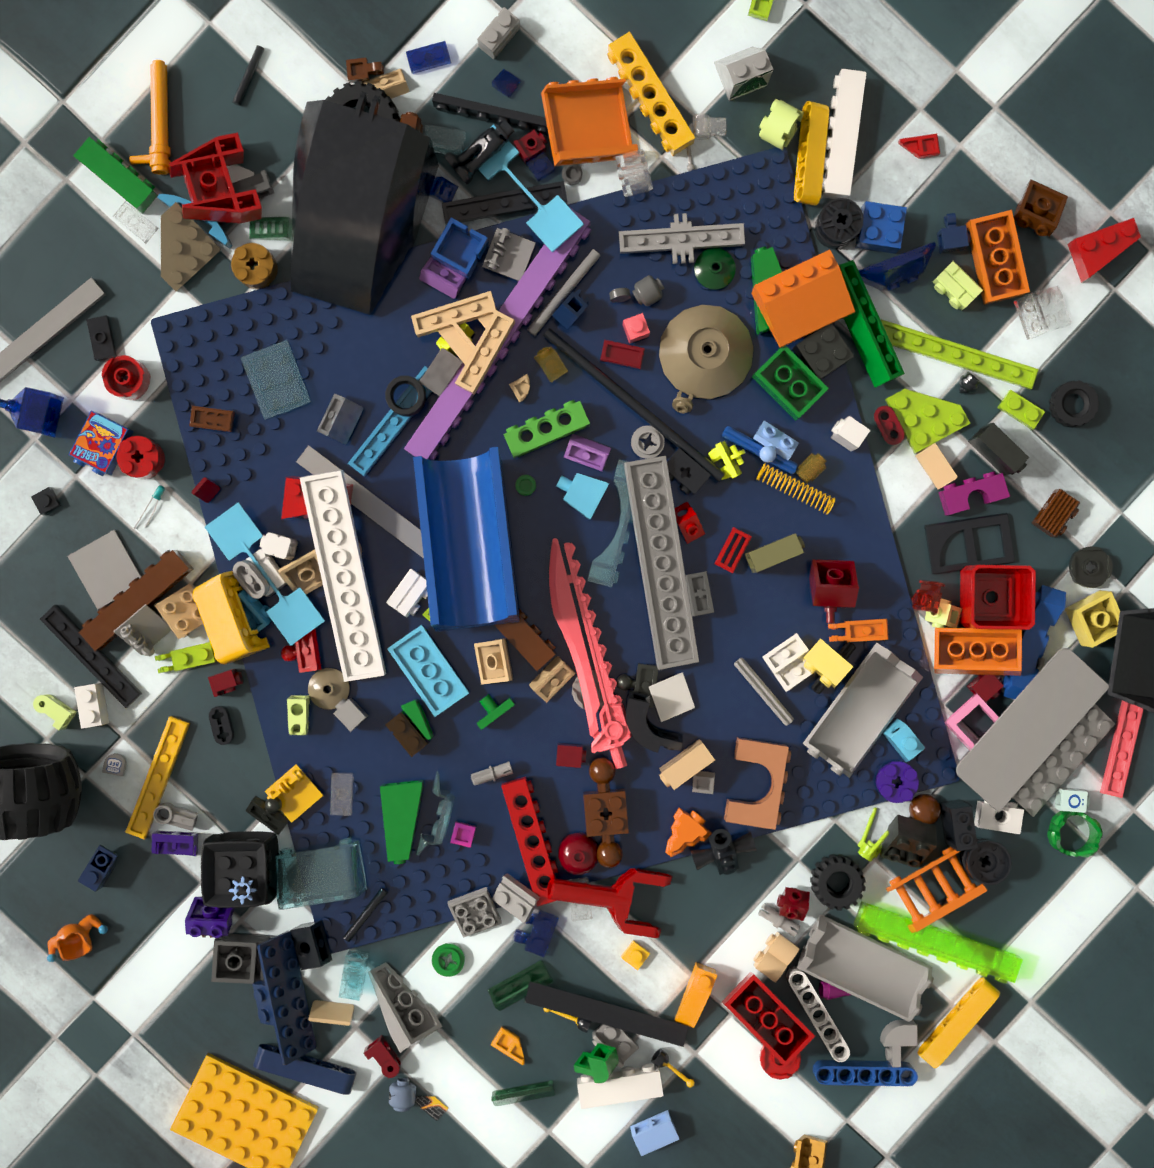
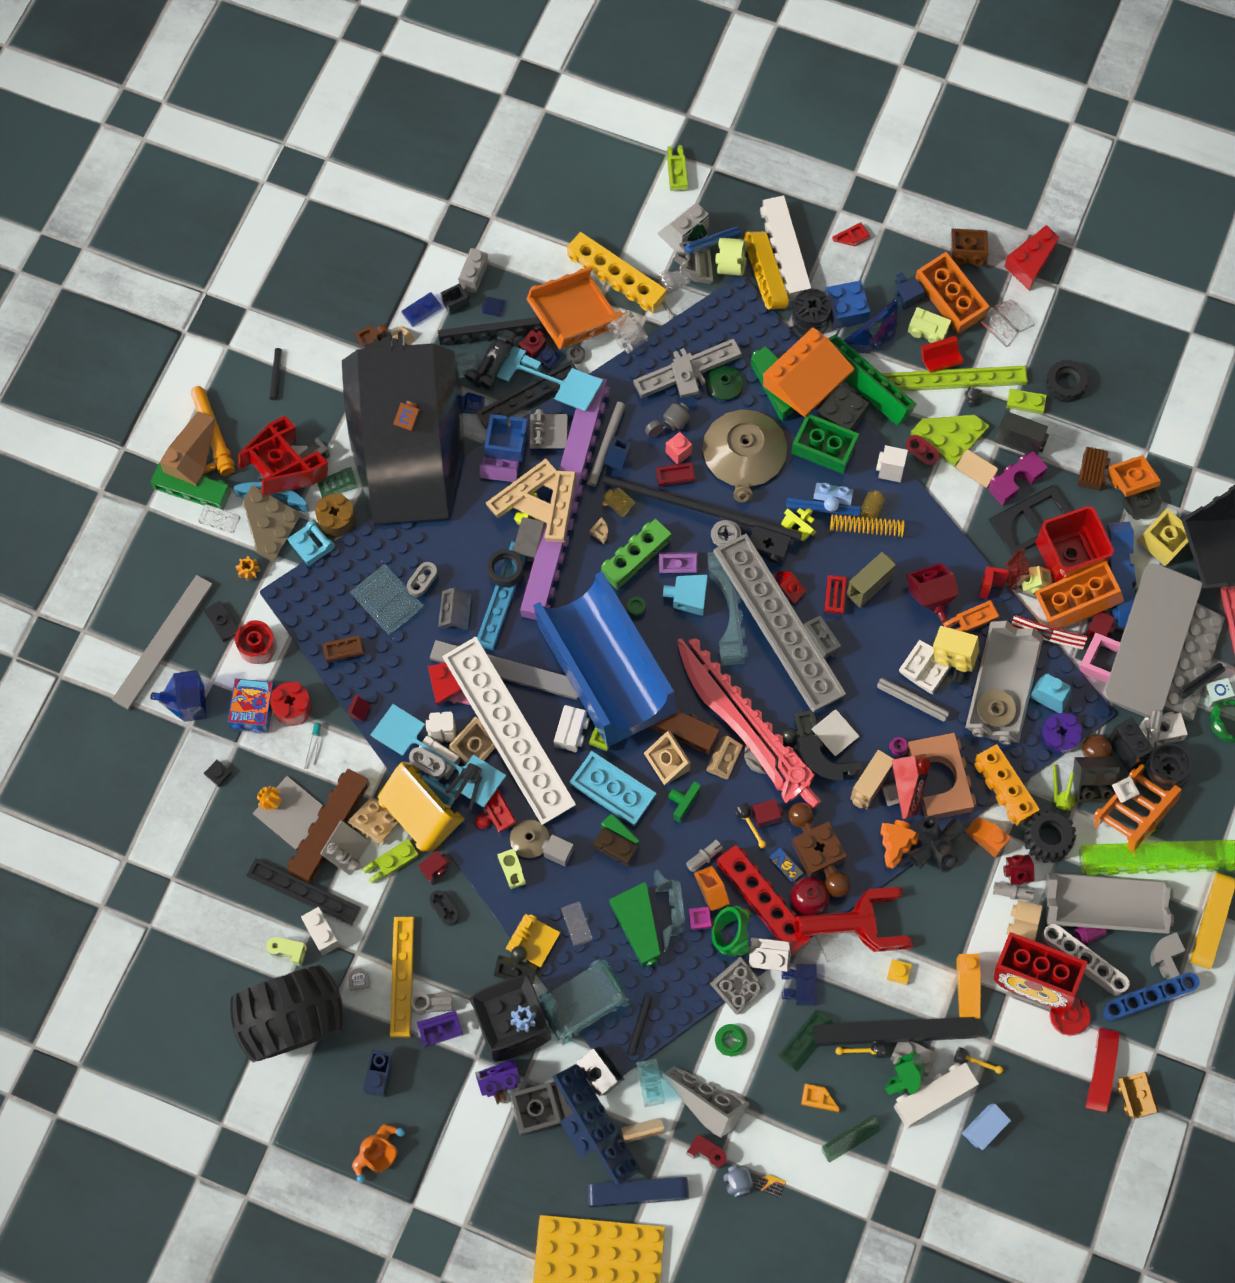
camera: 20 degrees left, 20 degrees down
(85, 550) = (269, 798): none -> light orange gear
(124, 135) = (189, 450): none -> medium nougat wedge
(151, 291) = (242, 567): none -> light orange gear
(213, 288) = (305, 545): none -> medium azure plate
(288, 610) = (469, 774): none -> black plant
(317, 372) = (422, 580): none -> light grey plate
(349, 200) = (407, 415): none -> dark orange brick
(464, 52) = (453, 293): none -> black window
(486, 809) = (712, 888): none -> orange slope
(502, 853) = (740, 944): none -> green piece
(520, 171) = (531, 363): none -> medium azure tile
(548, 744) = (743, 812): none -> hinge
(569, 810) = (786, 865): none -> sticker
(673, 251) = (684, 378): none -> light grey plate
(723, 779) = (910, 780): none -> slope
(734, 735) = (898, 751): none -> magenta plate
(739, 115) = (695, 265): none -> light grey plate
(767, 97) = (712, 240): none -> blue axle
(778, 857) = (988, 836): none -> orange slope
(790, 1120) = (1103, 1070): none -> red slope
(818, 817) = (1006, 784): none -> light orange brick
(851, 738) = (1002, 702): none -> dark tan dish
(891, 601) = (992, 577): none -> red panel
(928, 674) = (1051, 634): none -> sticker
(932, 870) = (1125, 789): none -> white tile
(955, 324) = (941, 354): none -> red panel
(988, 821) = (1154, 728): none -> light grey axle
(1060, 785) = (1202, 680): none -> black axle
(1093, 540) = (1133, 476): none -> orange plate

